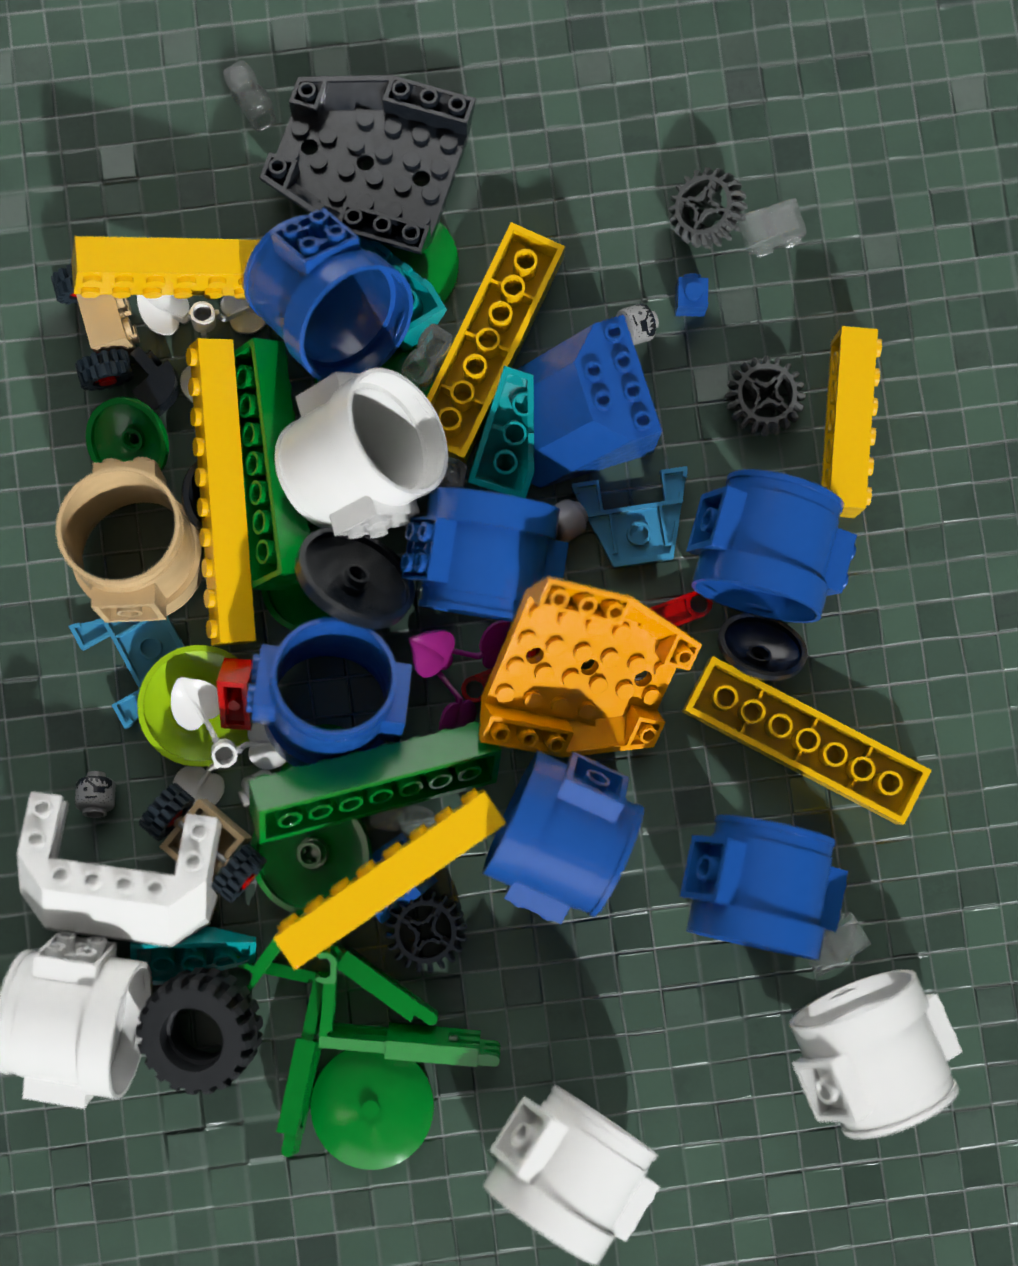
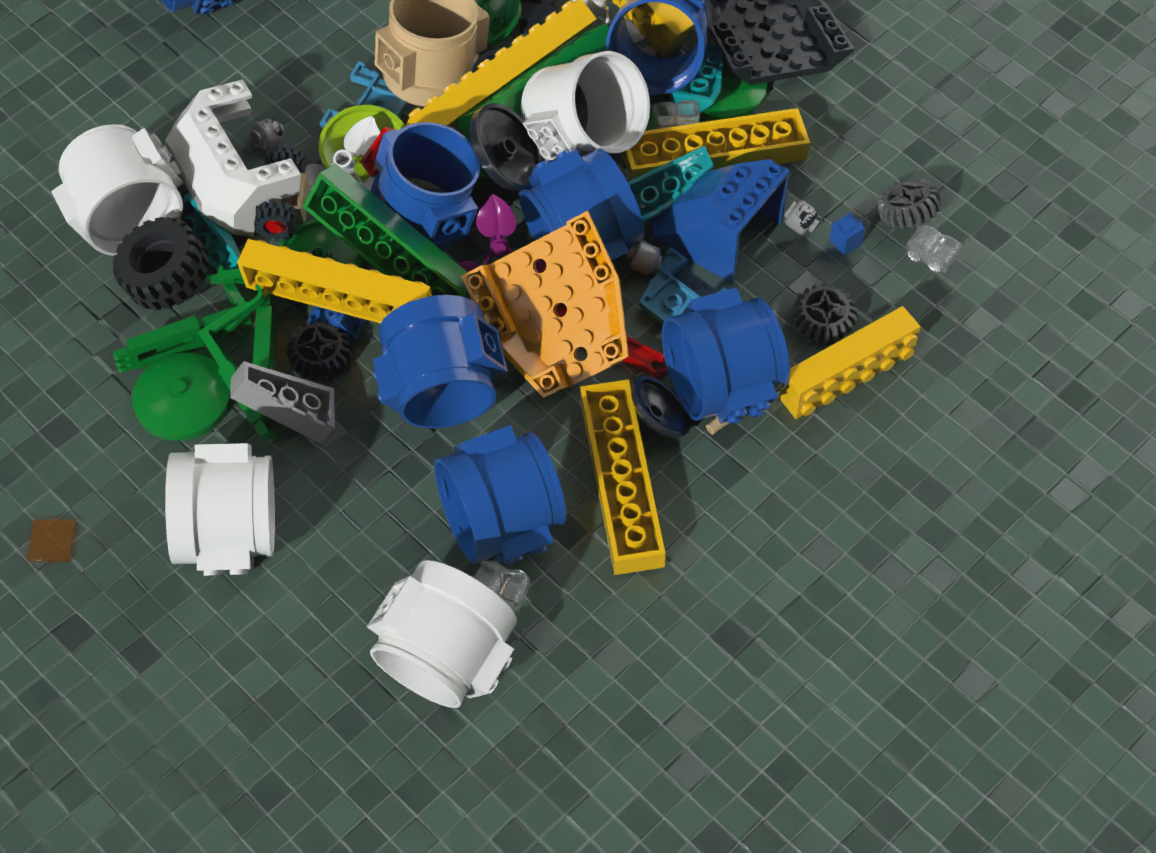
camera: 55 degrees right, 25 degrees down
(486, 1012) = (286, 399): none -> light grey wedge

